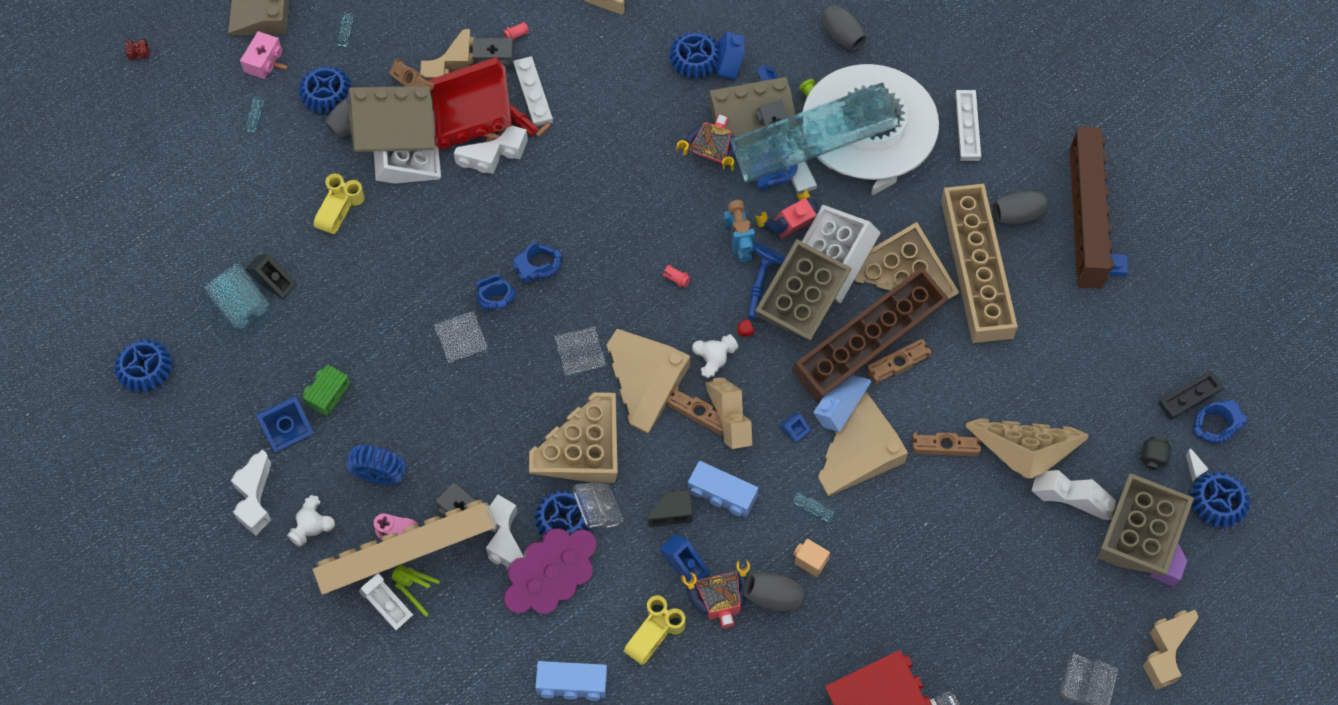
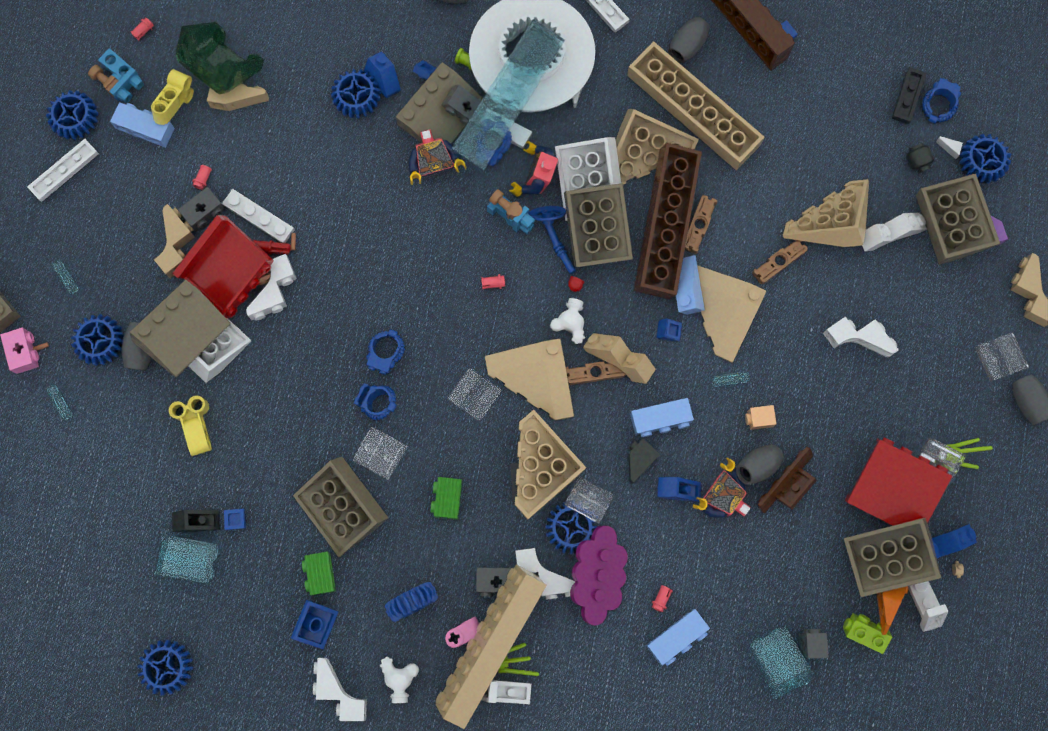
camera: 40 degrees left, 15 degrees up
(300, 298) = (234, 519): none -> blue plate
(391, 351) = (340, 506): none -> dark tan slope
(404, 73) = (148, 280): medium nougat piece -> none
(482, 412) = (447, 498): none -> bright green brick
(587, 638) = (662, 598): none -> coral pin
(654, 630) = (702, 558): light yellow piece -> none
(788, 633) = (791, 485): none -> reddish brown bracket
(973, 564) = (870, 336): none -> white arch

